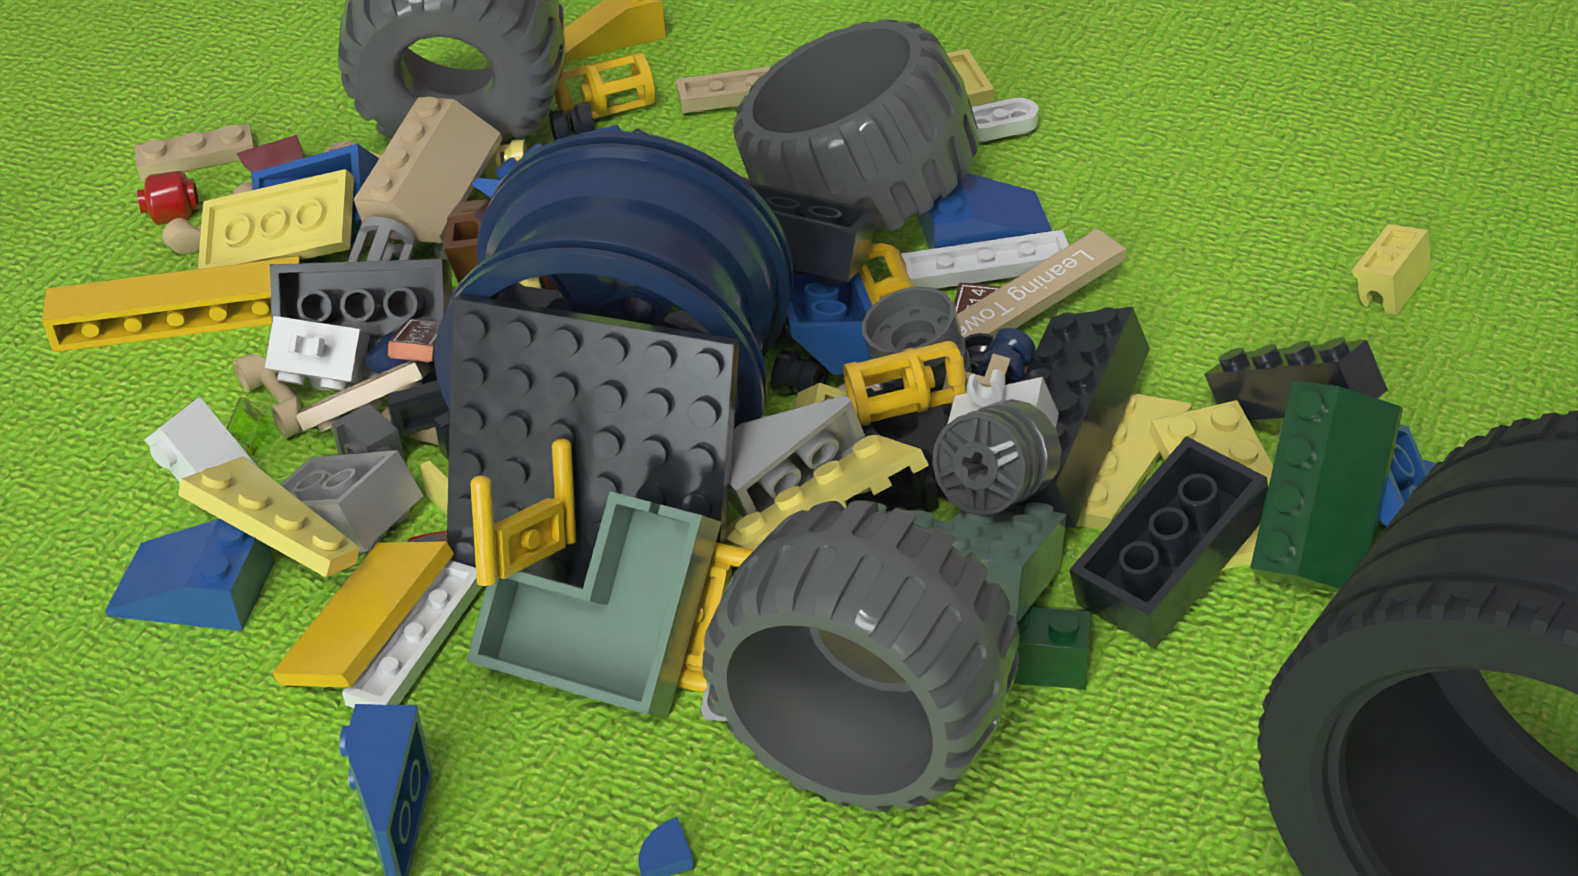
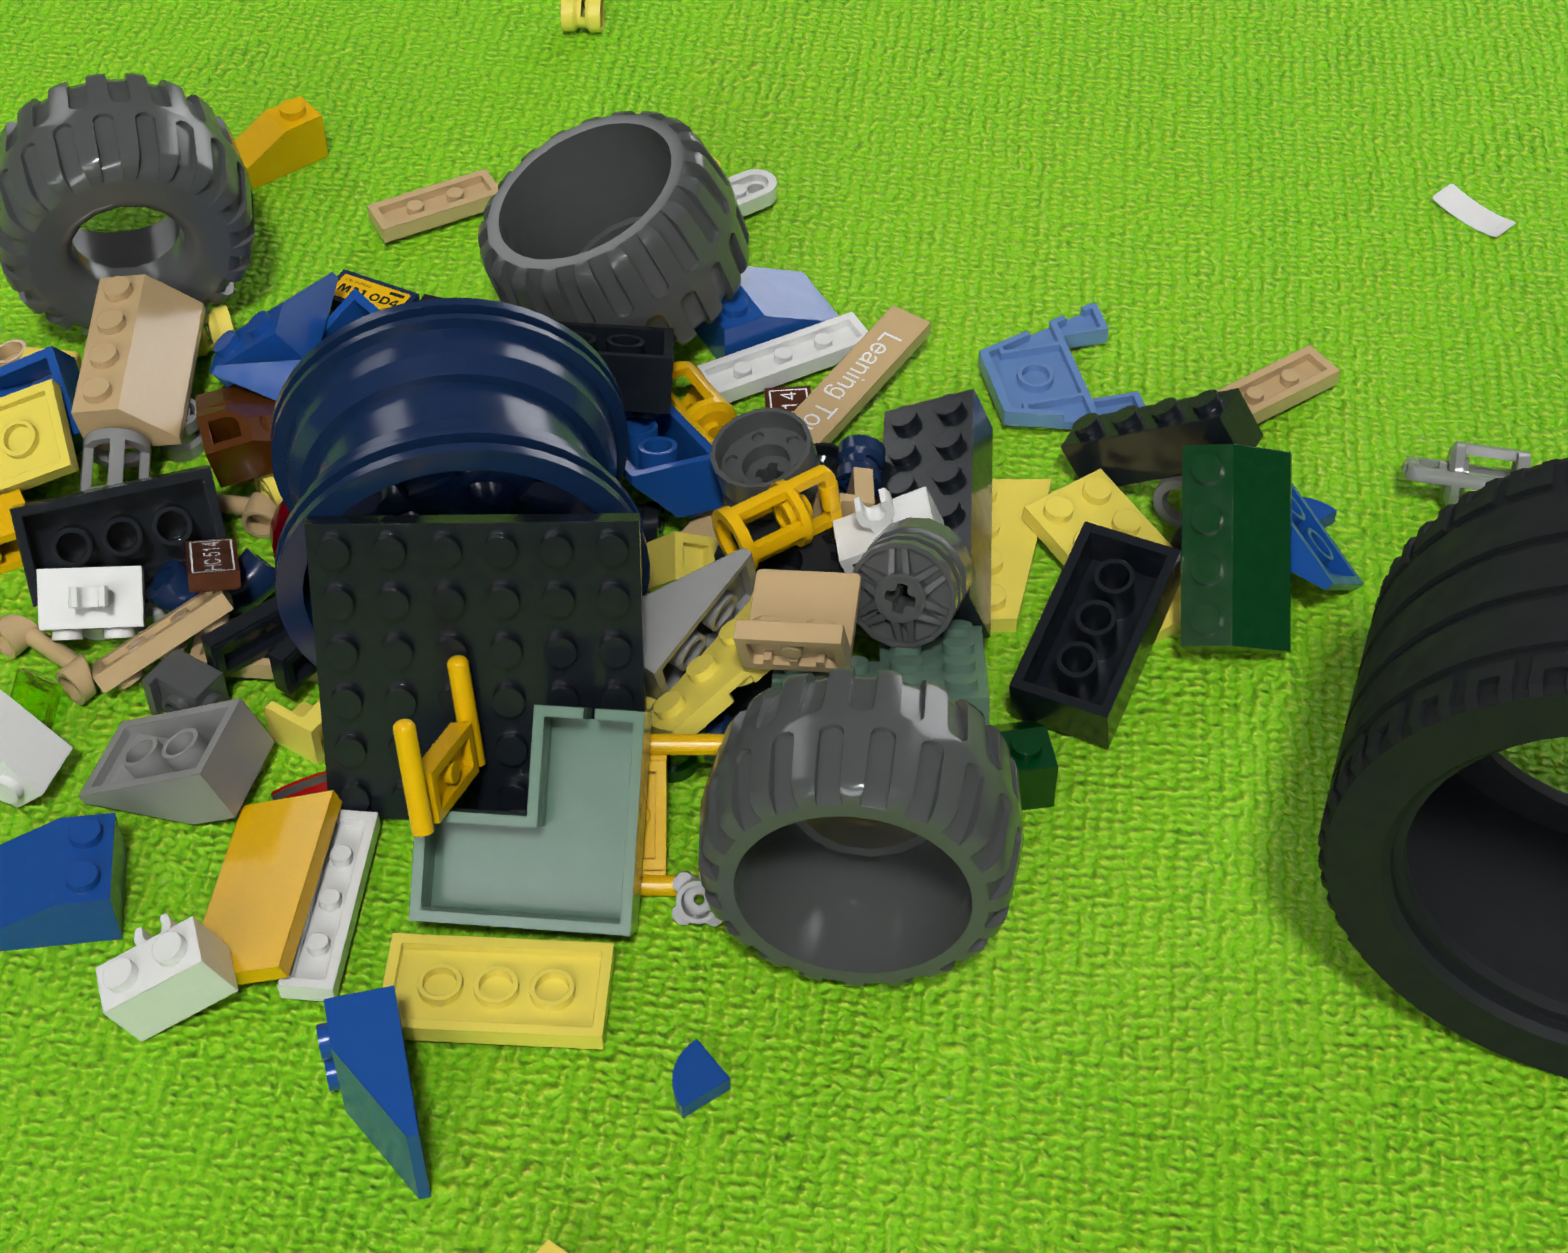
camera: 20 degrees left, 5 degrees up
(251, 665) = (165, 977): none -> white brick
(270, 513) = (116, 799): light yellow wing -> none
(526, 738) = (501, 990): none -> light yellow plate
(580, 120) = (270, 277): black wheel -> none
(596, 91) = (284, 232): yellow piece -> none
(876, 466) = (800, 621): none -> tan bracket
(1216, 313) = (1038, 380): none -> medium blue wing
(1394, 266) = (1197, 294): light yellow hinge -> none
(1440, 361) = (1286, 383): none -> tan plate

